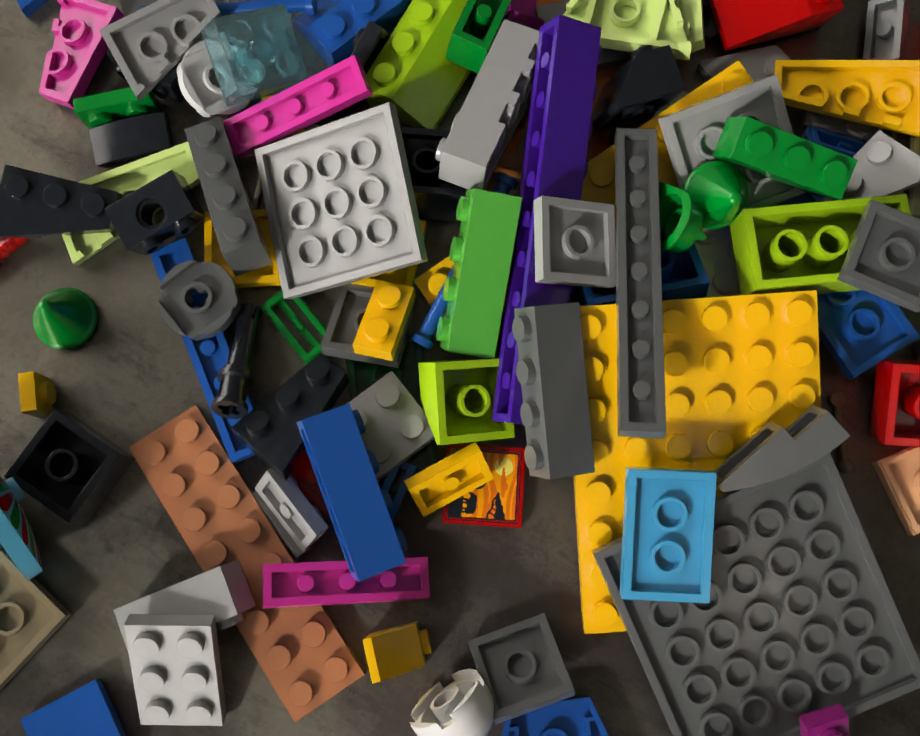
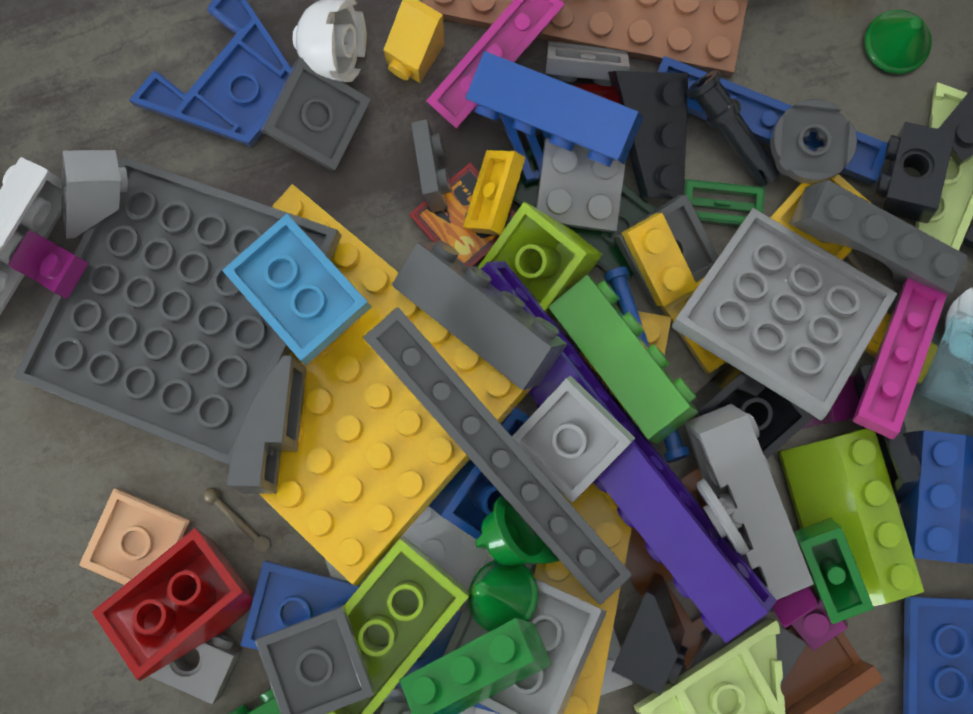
camera: 130 degrees right, 5 degrees up
(464, 557) = (433, 179): none -> dark grey plate
(526, 102) = (722, 517): none -> light grey wheel

